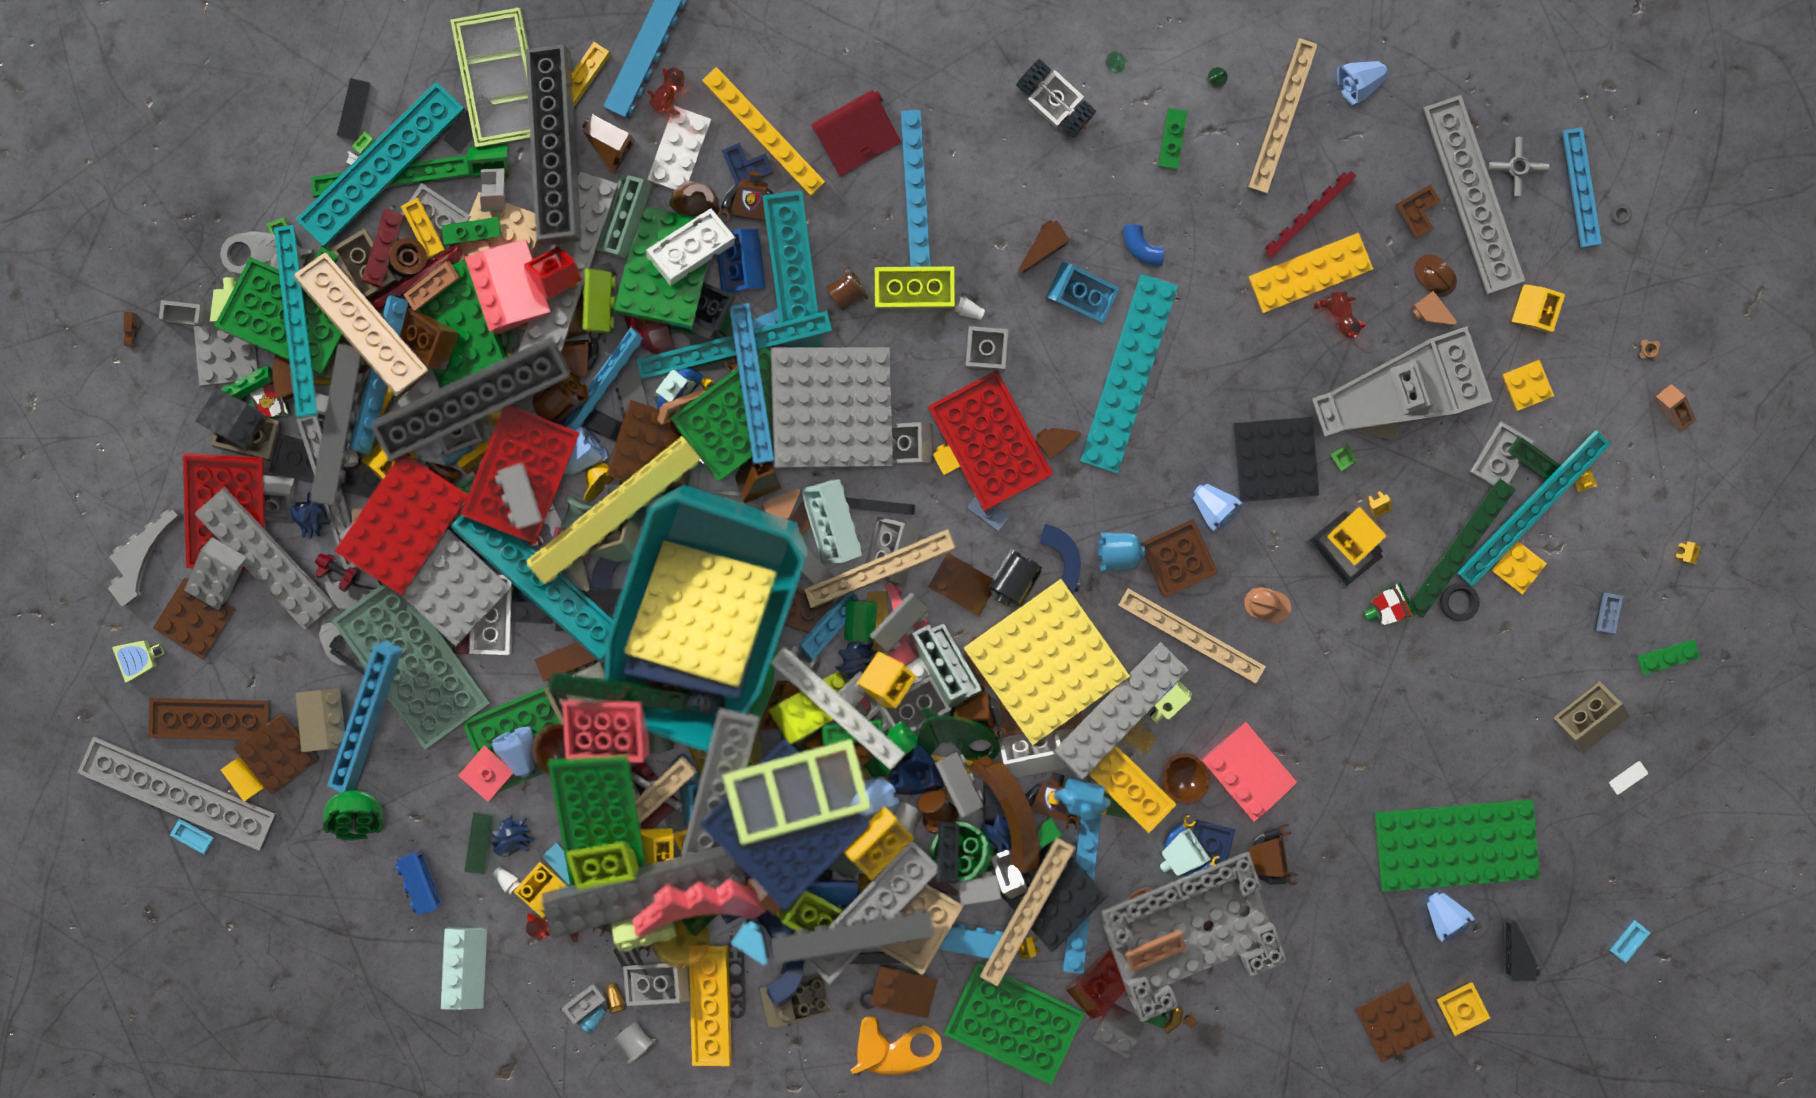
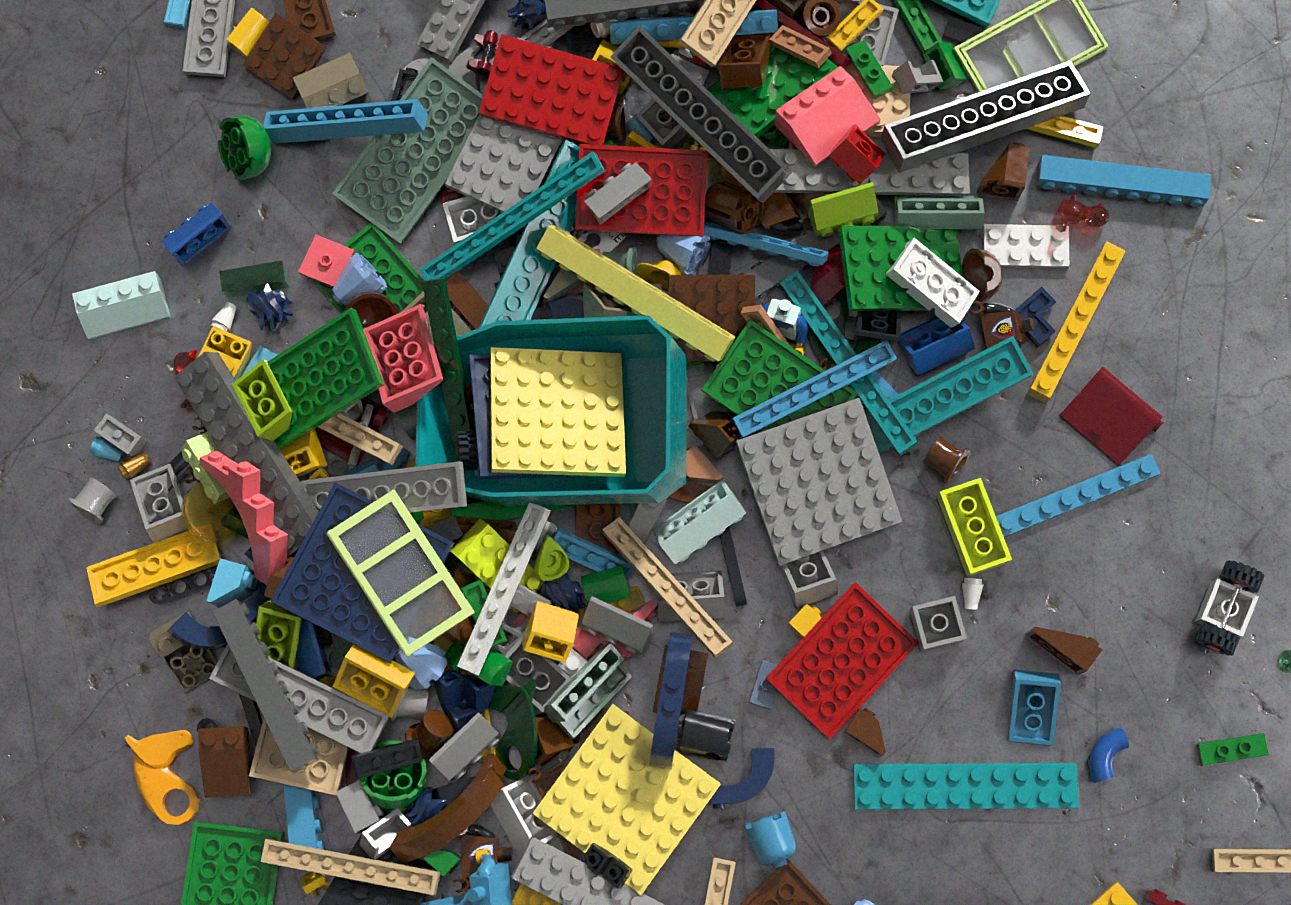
camera: 75 degrees right, 10 degrees down
(509, 596) = (514, 218): none -> teal plate
(825, 660) = (551, 561): none -> lime piece
(978, 596) = (670, 700): none -> dark blue arch
(1094, 697) = (607, 864): none -> black slope

